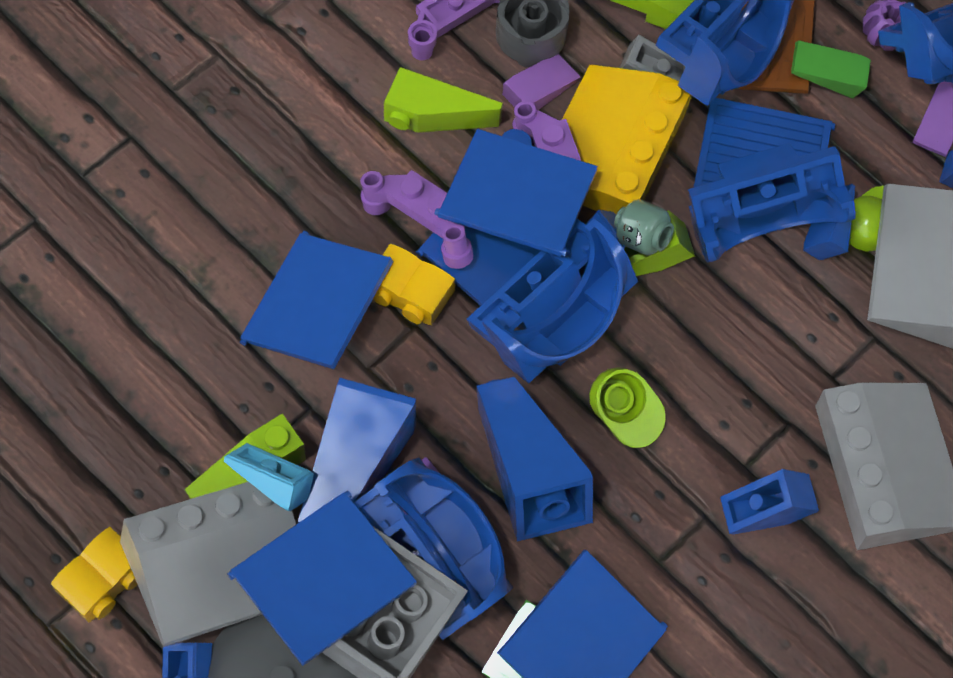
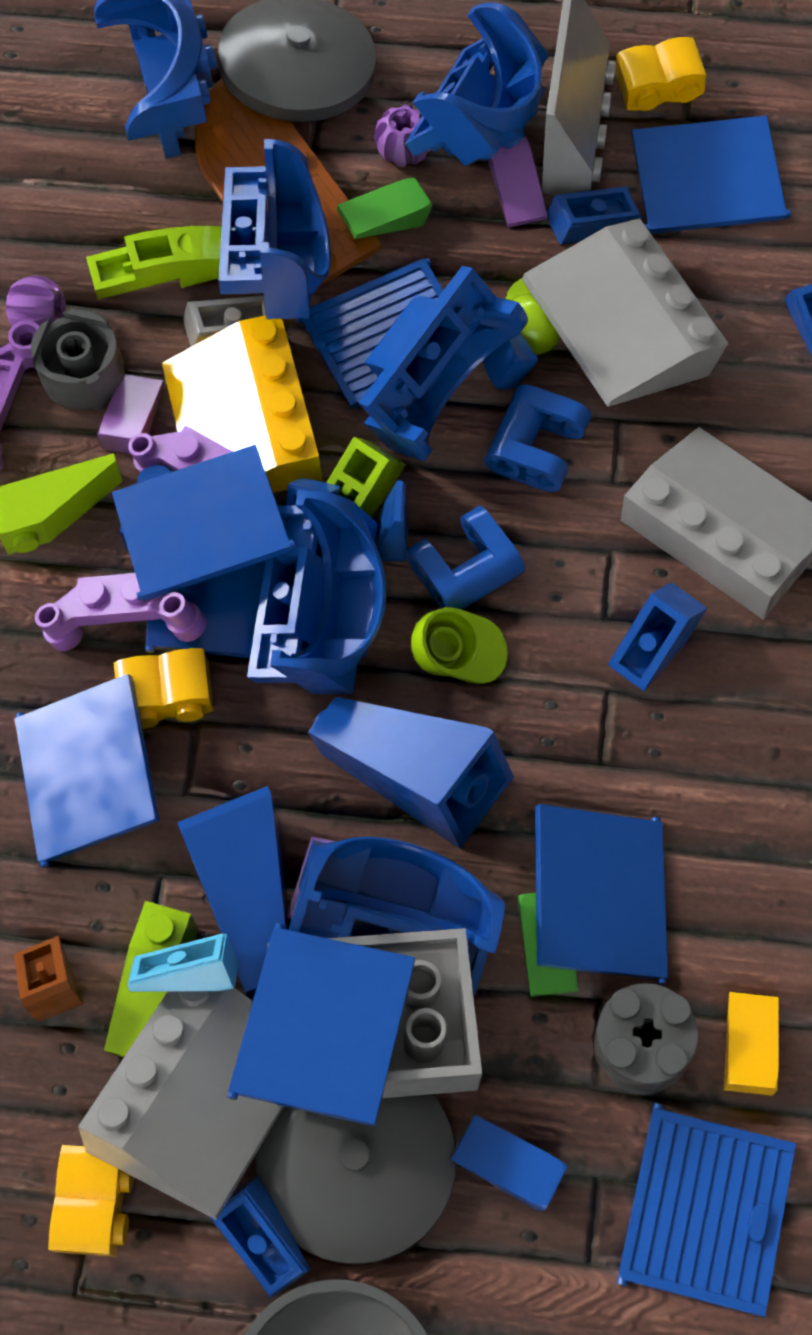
camera: 30 degrees left, 0 degrees up
(183, 417) = (46, 980): none -> dark orange slope
(643, 227) = (346, 467): sand green head -> none
(649, 293) = (393, 525): none -> blue slope
(680, 369) = (477, 577): none -> blue connector
(806, 284) = (527, 413): none -> blue connector

